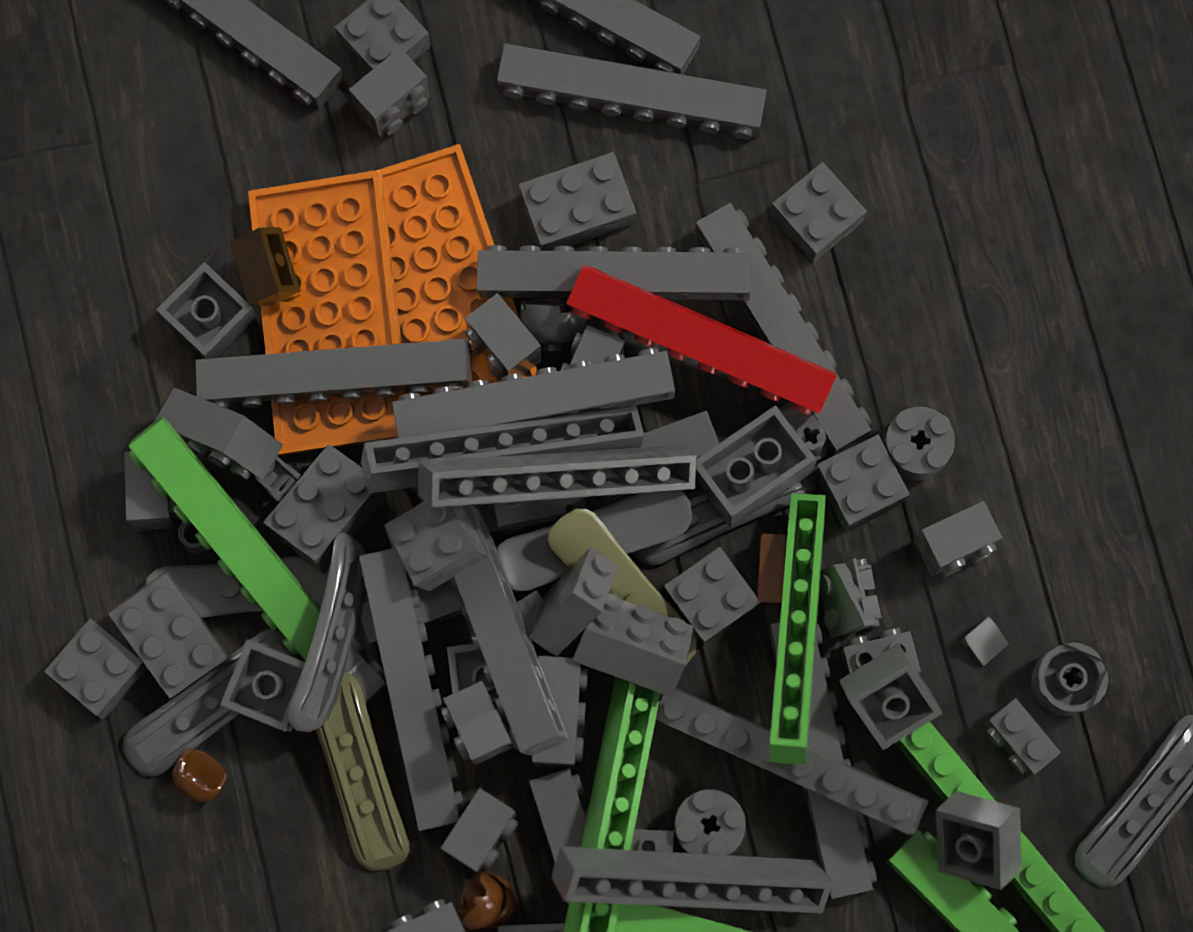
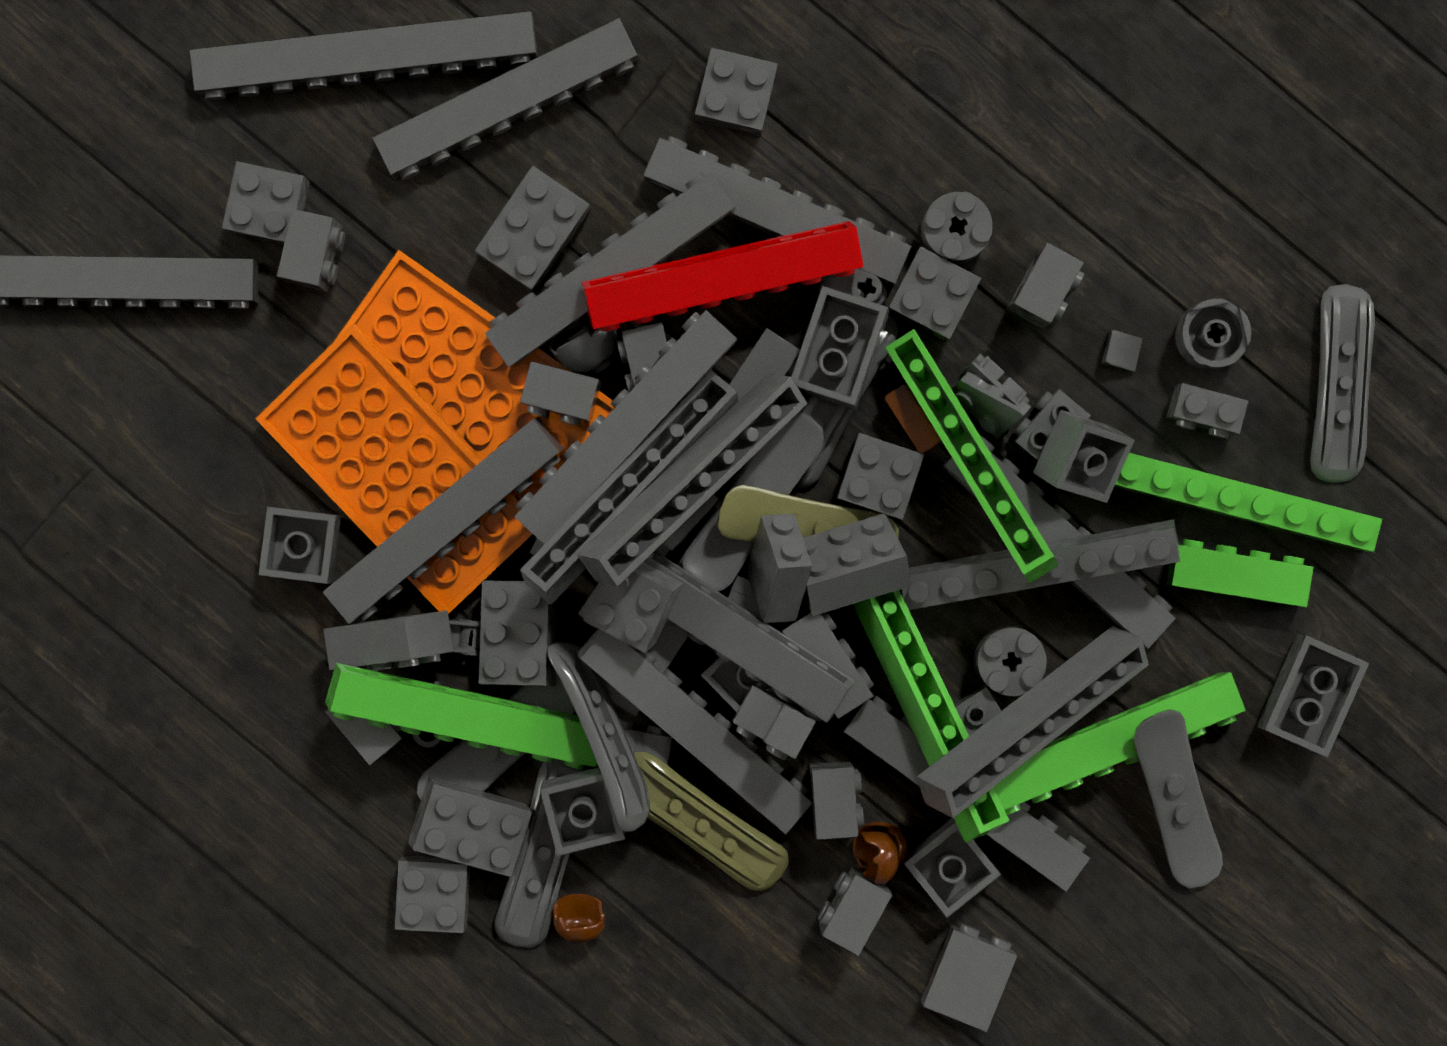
camera: 30 degrees left, 10 degrees up
(265, 266) = (320, 474): dark brown brick -> none
(978, 840) = (1235, 522): dark grey brick -> none

